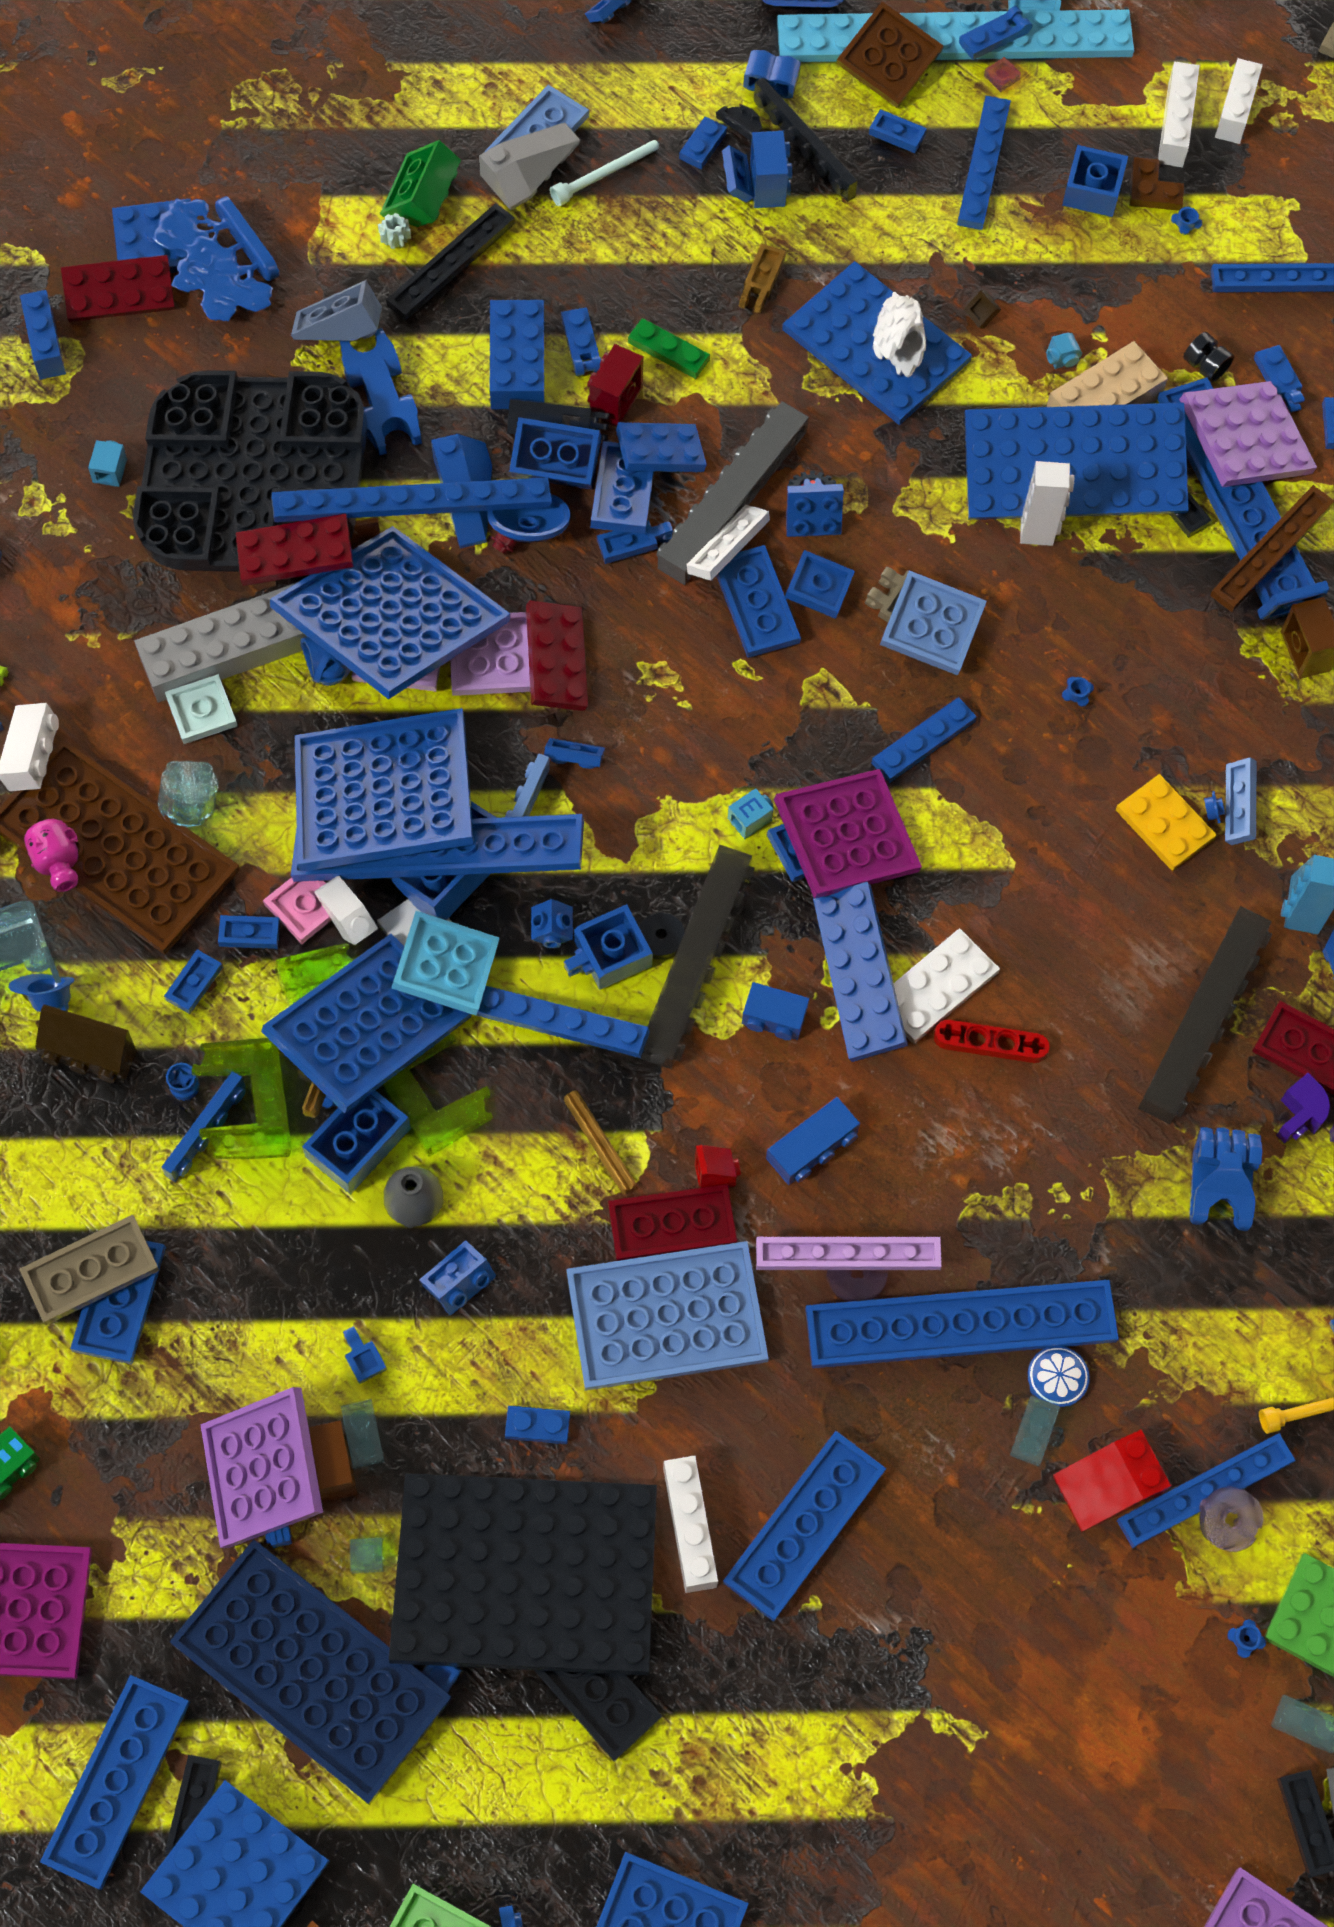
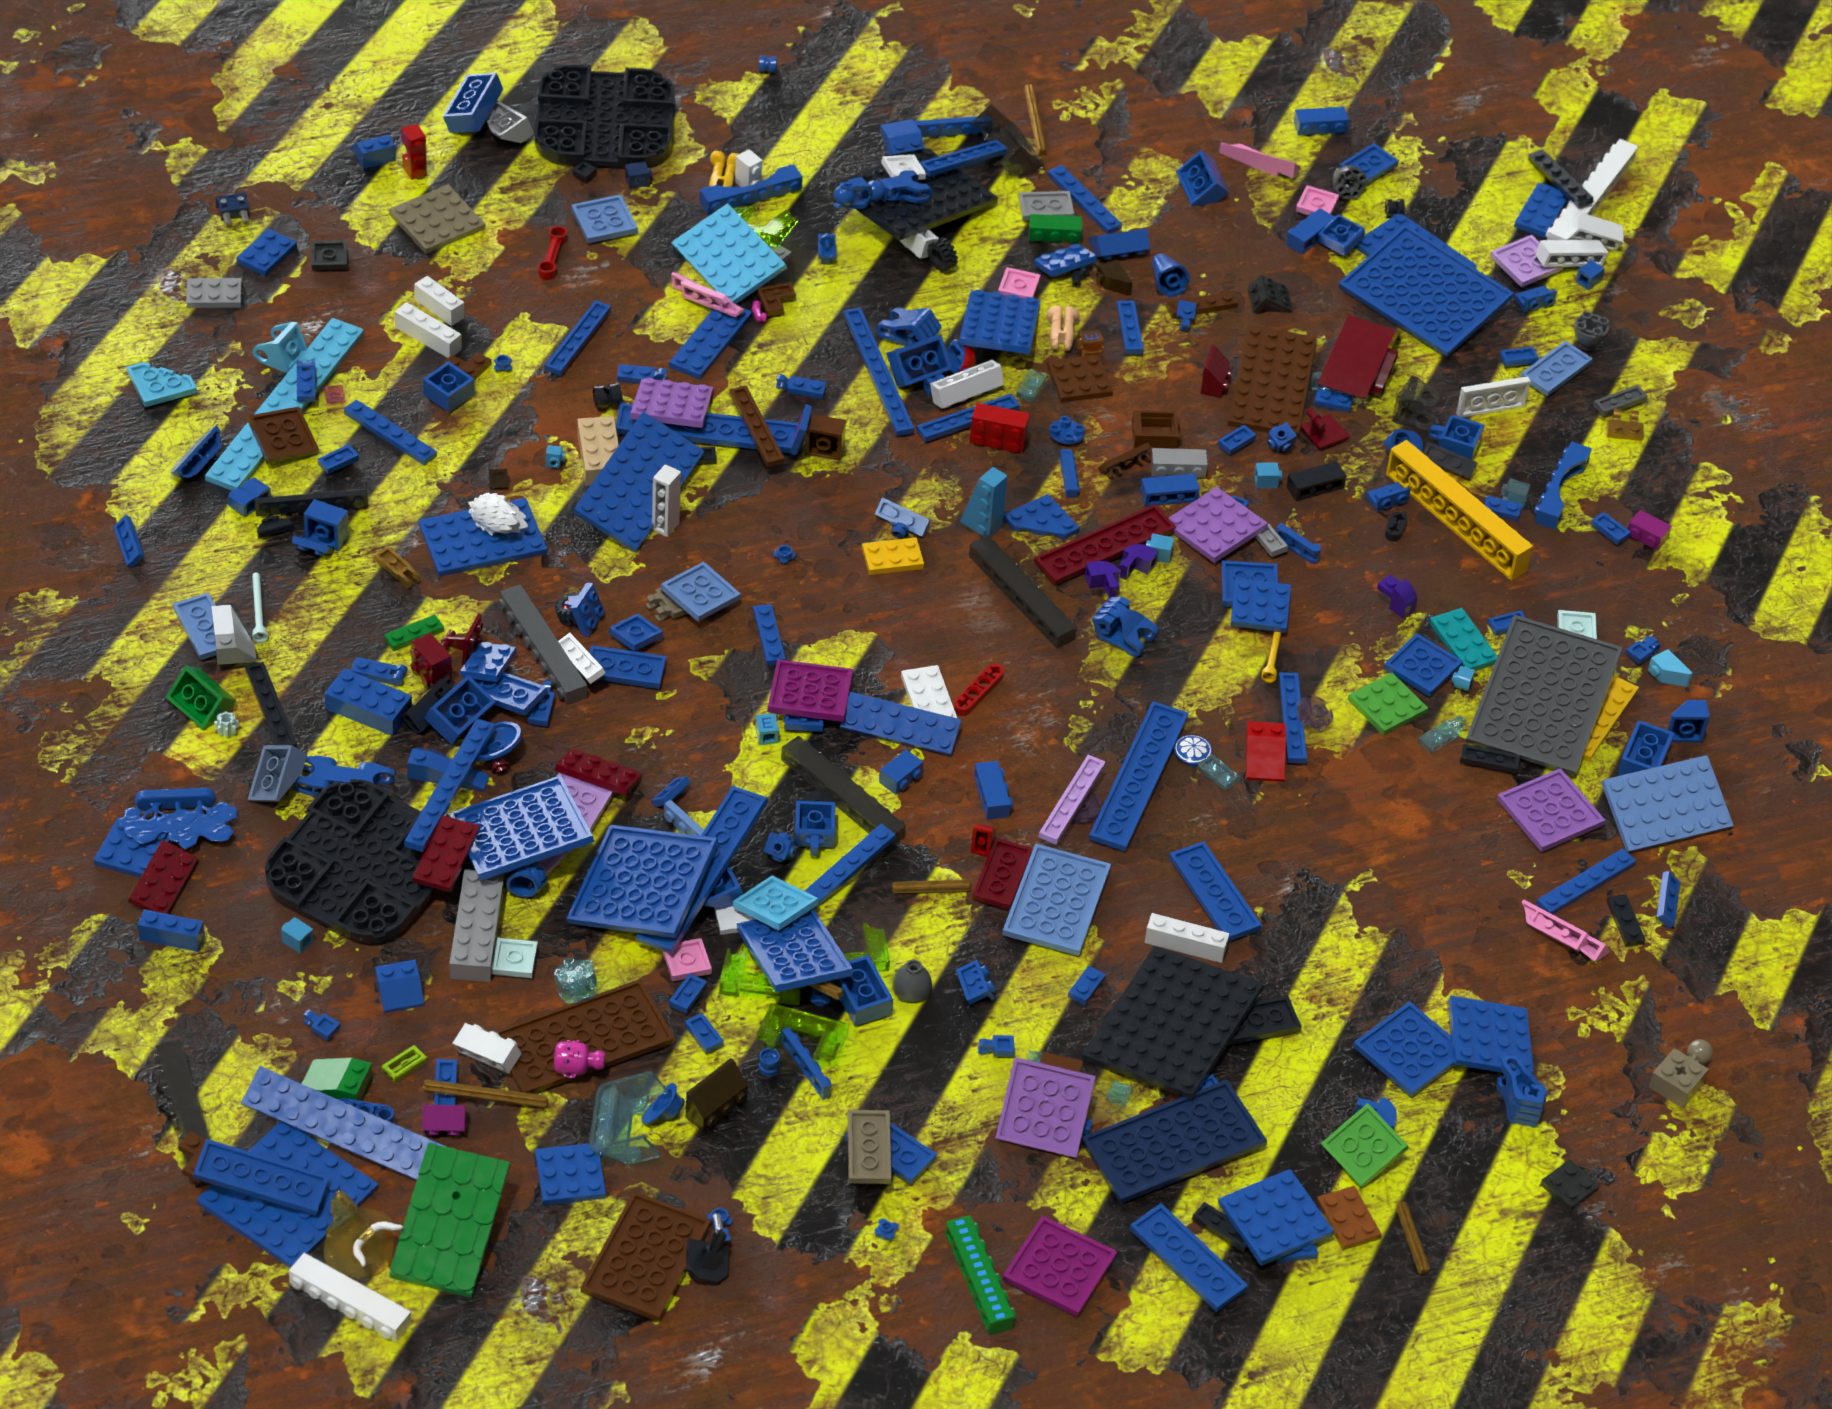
camera: 65 degrees left, 20 degrees down
(85, 607) = (399, 986): none -> blue slope
(346, 910) = (711, 935): white slope -> none
(680, 407) = (468, 643): none -> dark red plate
(703, 143) = (272, 552): blue plate -> none
(1255, 1641) = (1380, 739): blue plate -> none

